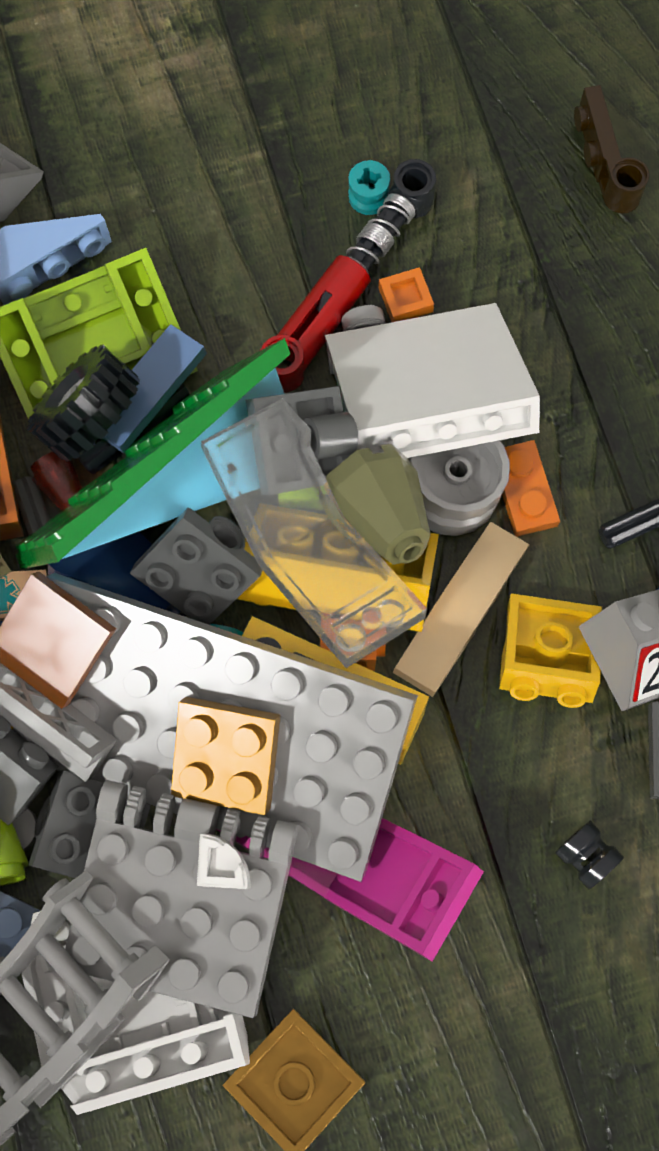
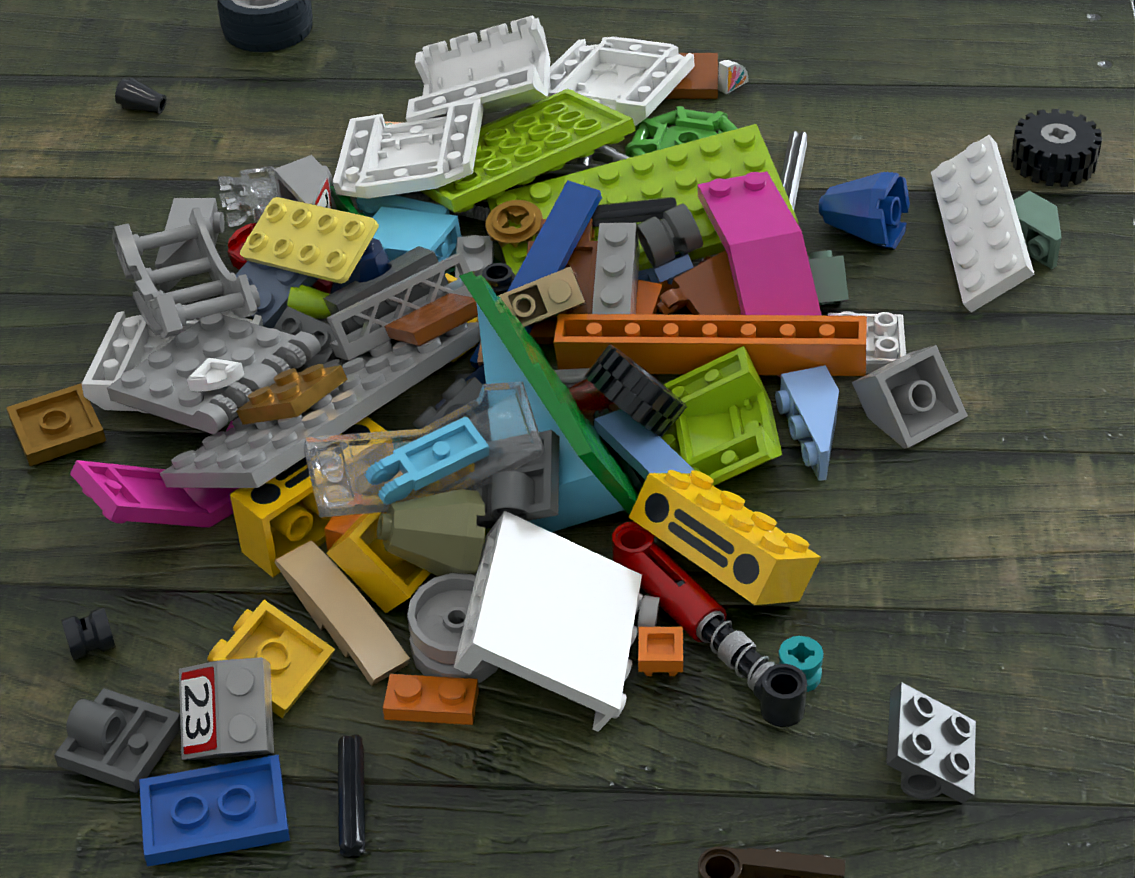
camera: 110 degrees right, 30 degrees down
(257, 270) = (725, 537): none -> yellow brick
(324, 520) = (428, 459): none -> medium azure hinge
(429, 62) = (930, 746): none -> dark grey plate

